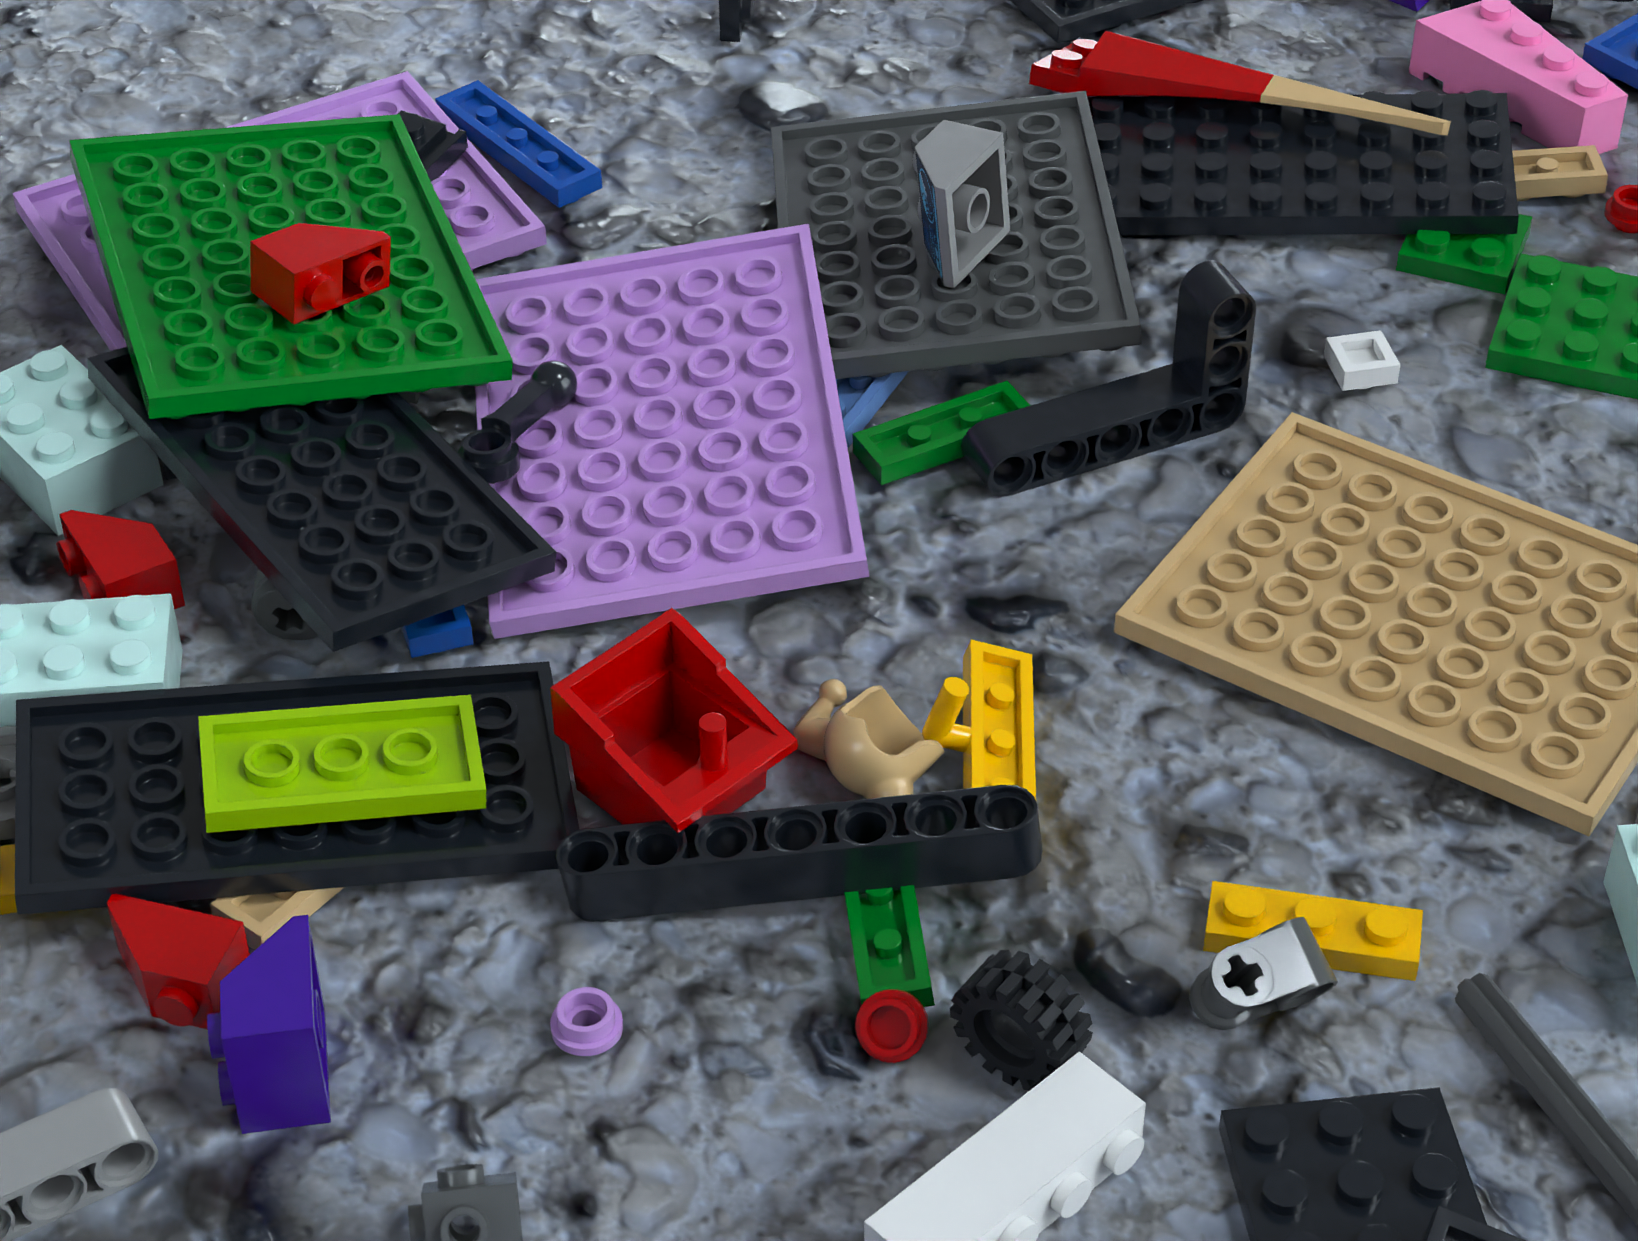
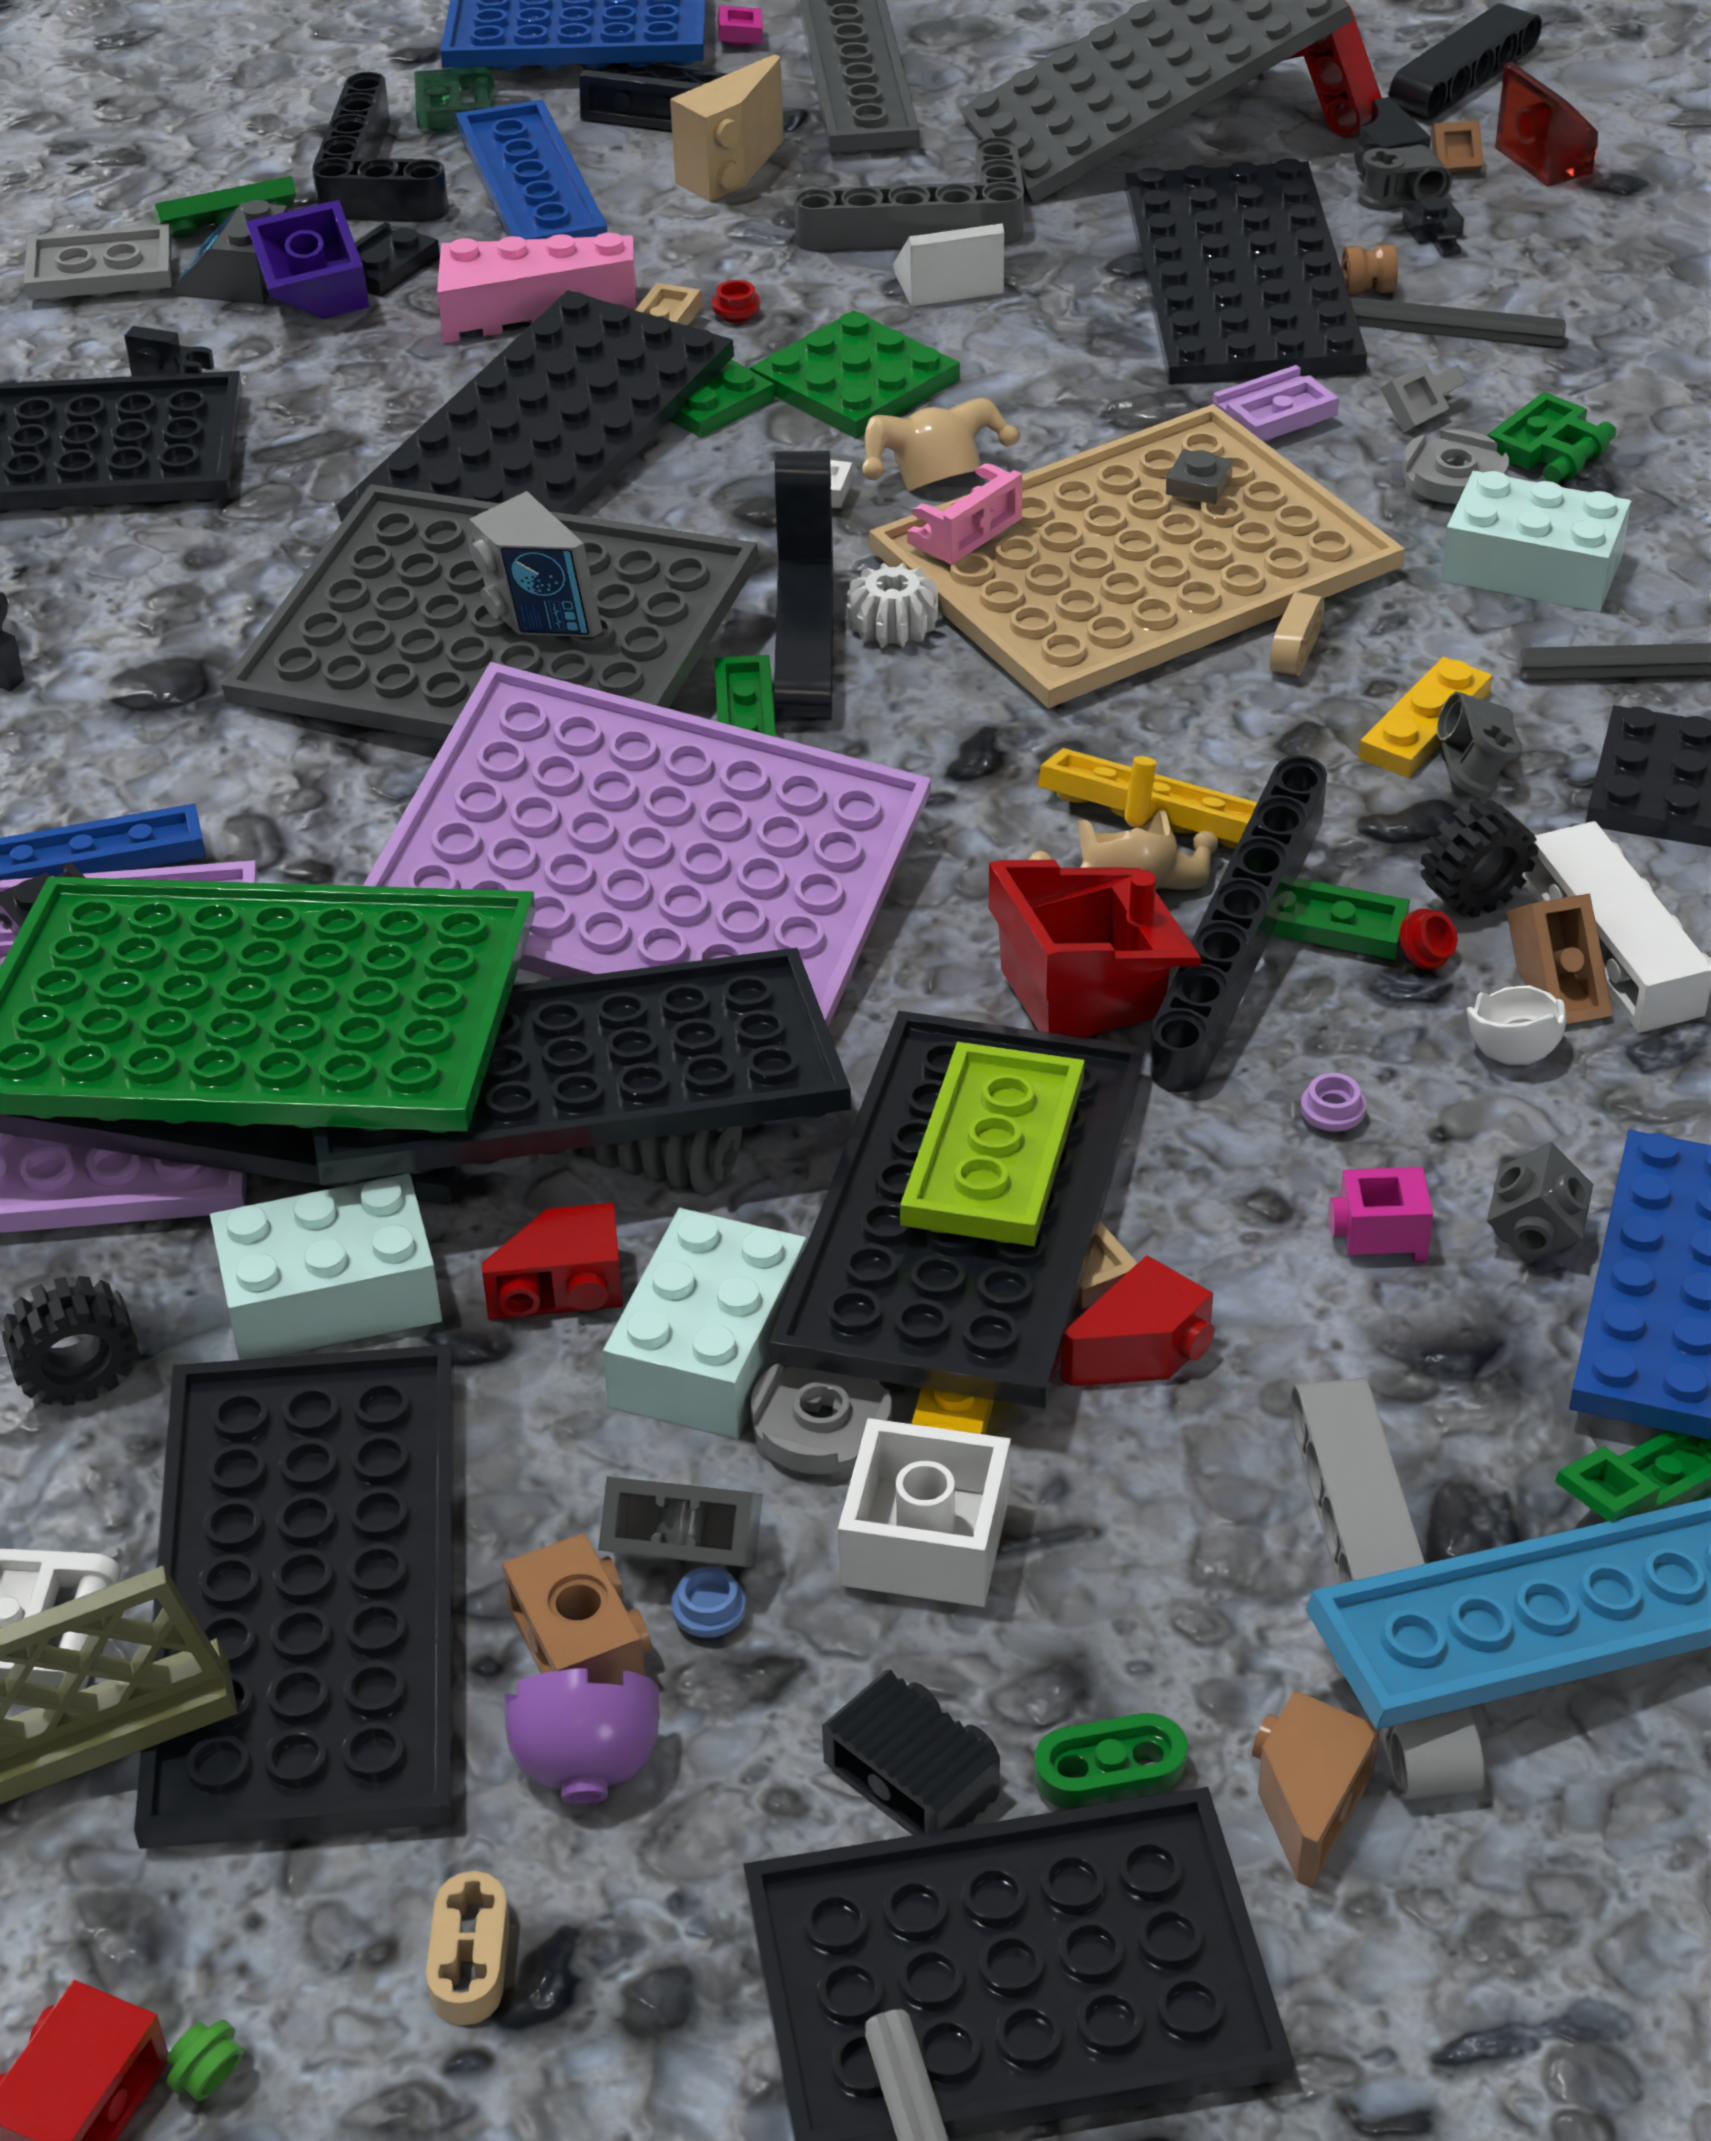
camera: 65 degrees left, 0 degrees up
(274, 1035) = (1289, 1255): dark purple slope -> none
(318, 268) = (345, 955): red slope -> none
(416, 1102) = (1383, 1212): none -> dark pink brick
(493, 448) = (560, 895): black piece -> none
(774, 1135) = (1517, 1024): none -> white hair
(907, 1134) = (1561, 954): none -> medium nougat slope
(1143, 68) = (344, 460): red plate -> none
(1184, 467) = (892, 605): none -> white gear
(1345, 465) = (972, 519): none -> bright pink hinge
(1368, 776) = (1296, 634): none -> tan beam
(1477, 405) = (934, 441): none -> tan piece
(1576, 609) = (1199, 476): none -> dark grey plate

